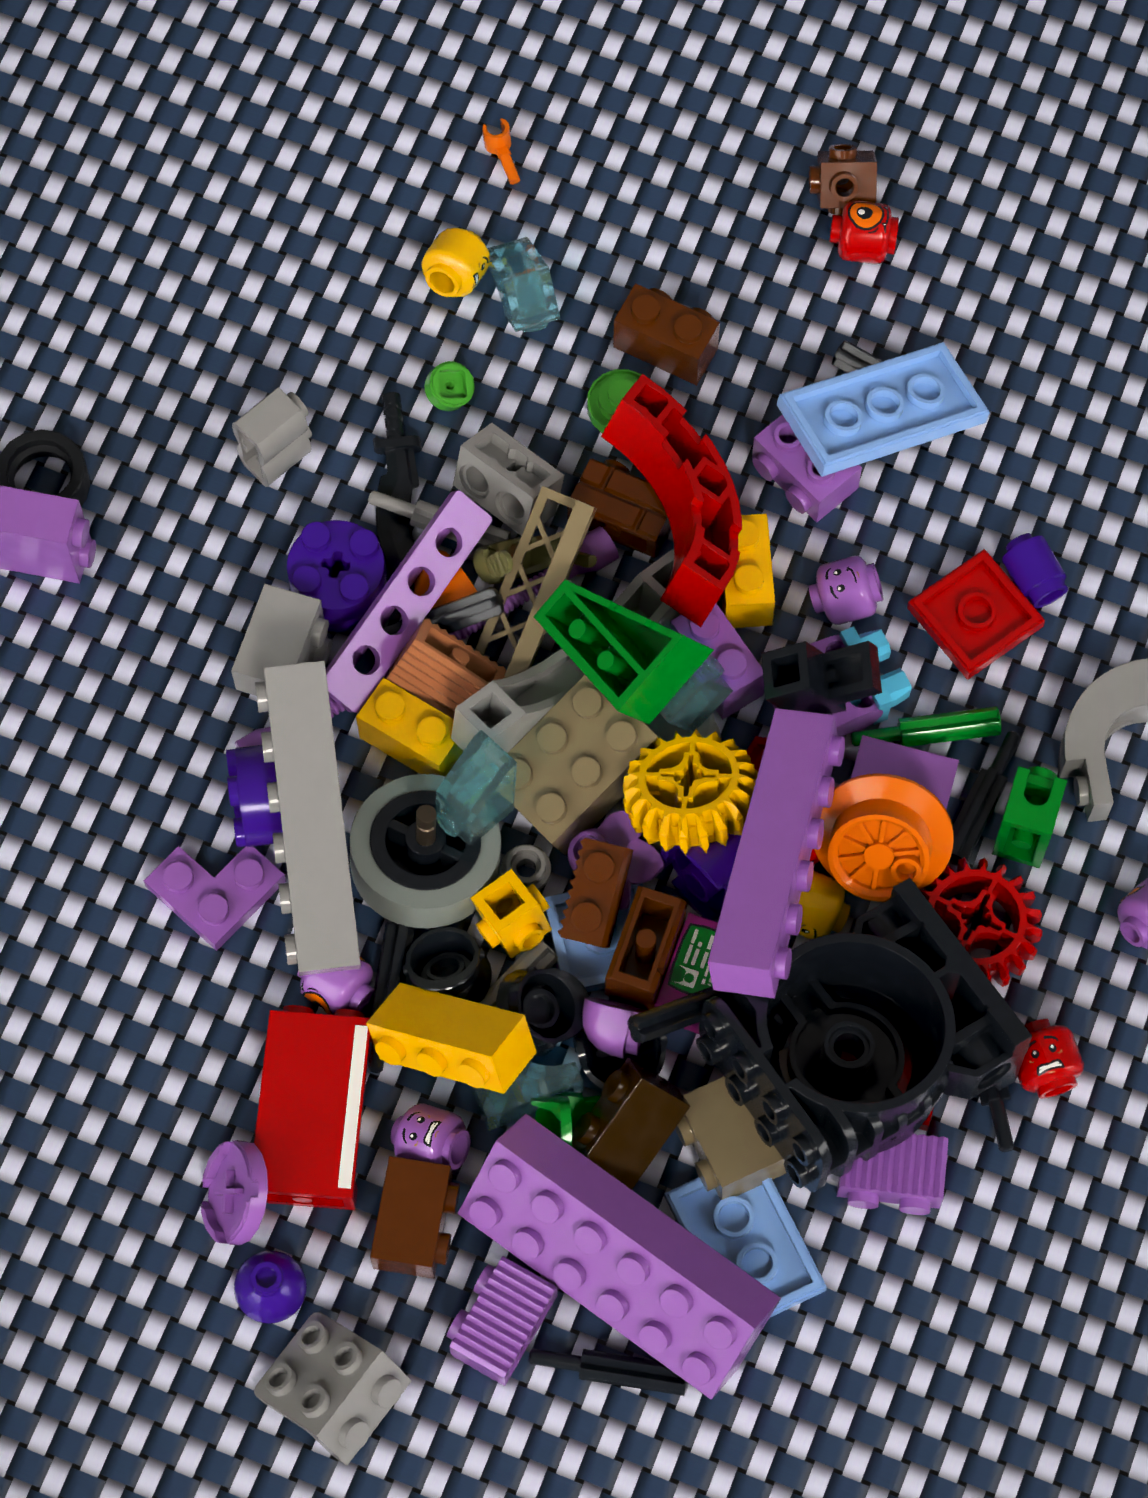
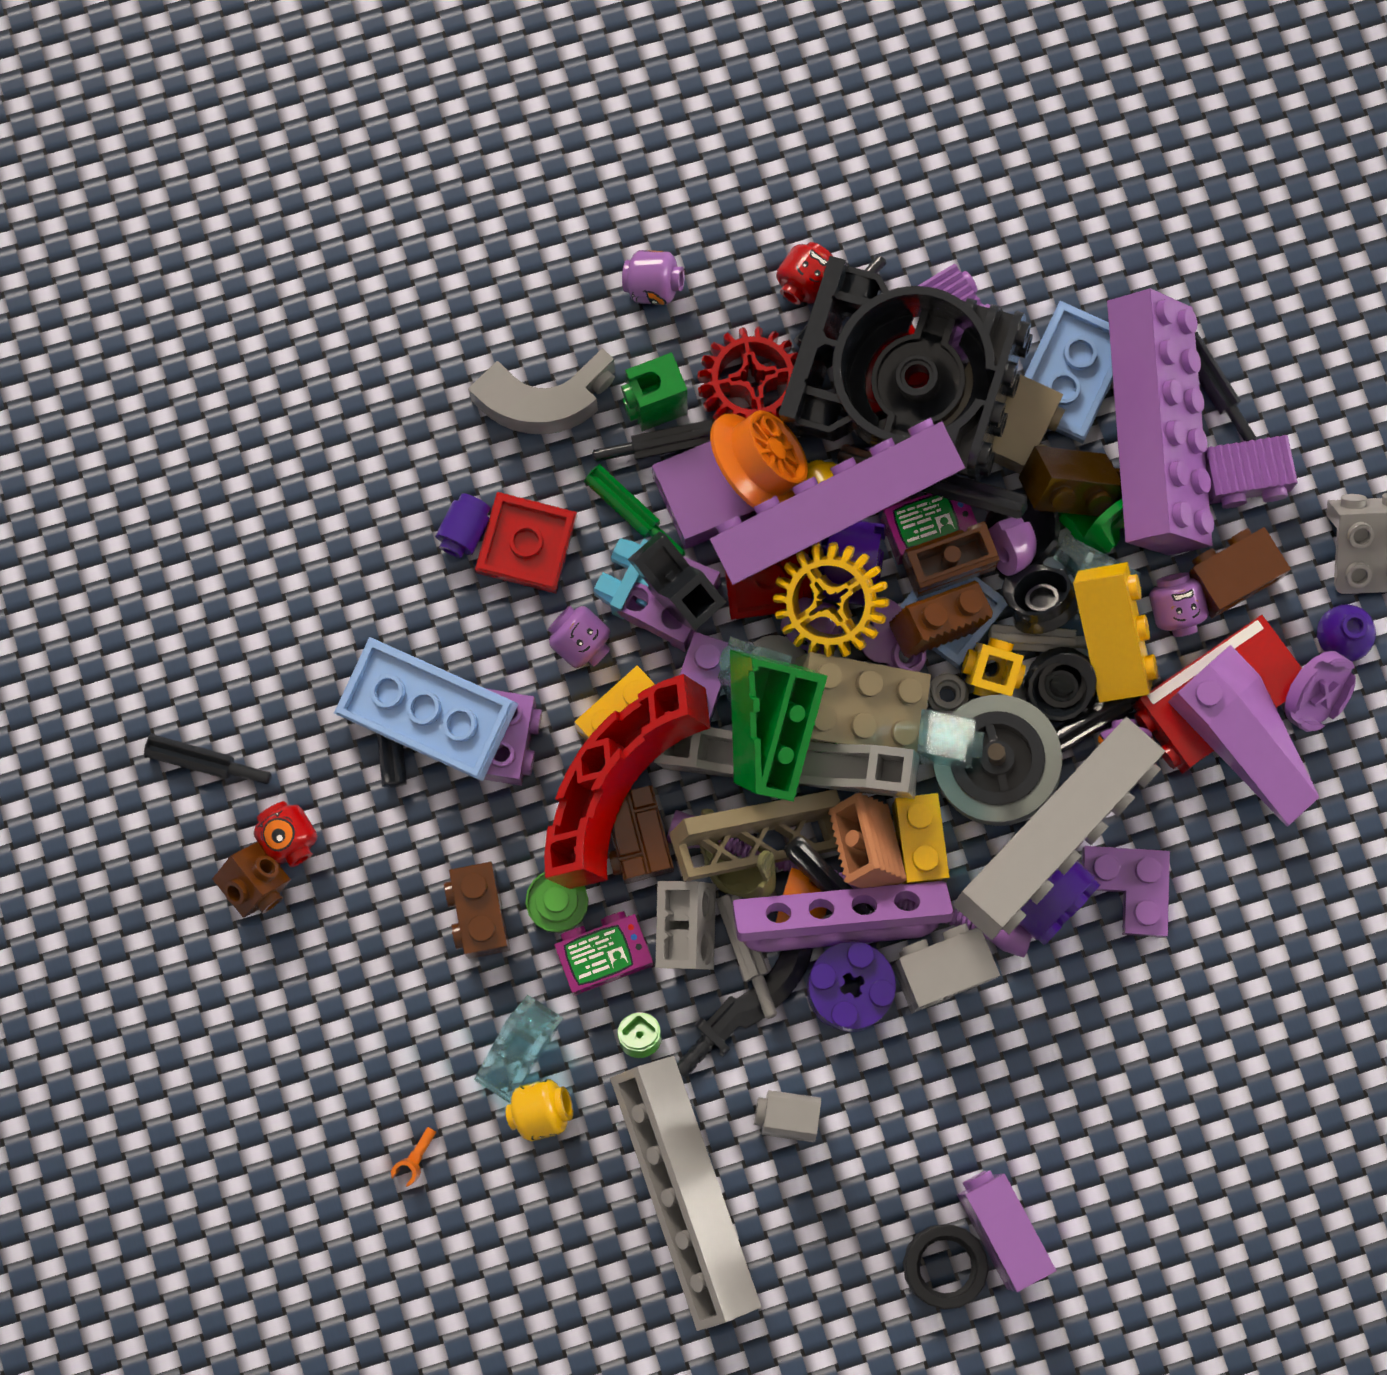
camera: 130 degrees left, 10 degrees up
(263, 1080) = (1242, 725): none -> medium lavender wedge
(286, 319) = (685, 1193): none -> light grey brick
(544, 402) = (603, 953): none -> brick
(991, 219) = (200, 759): none -> black axle

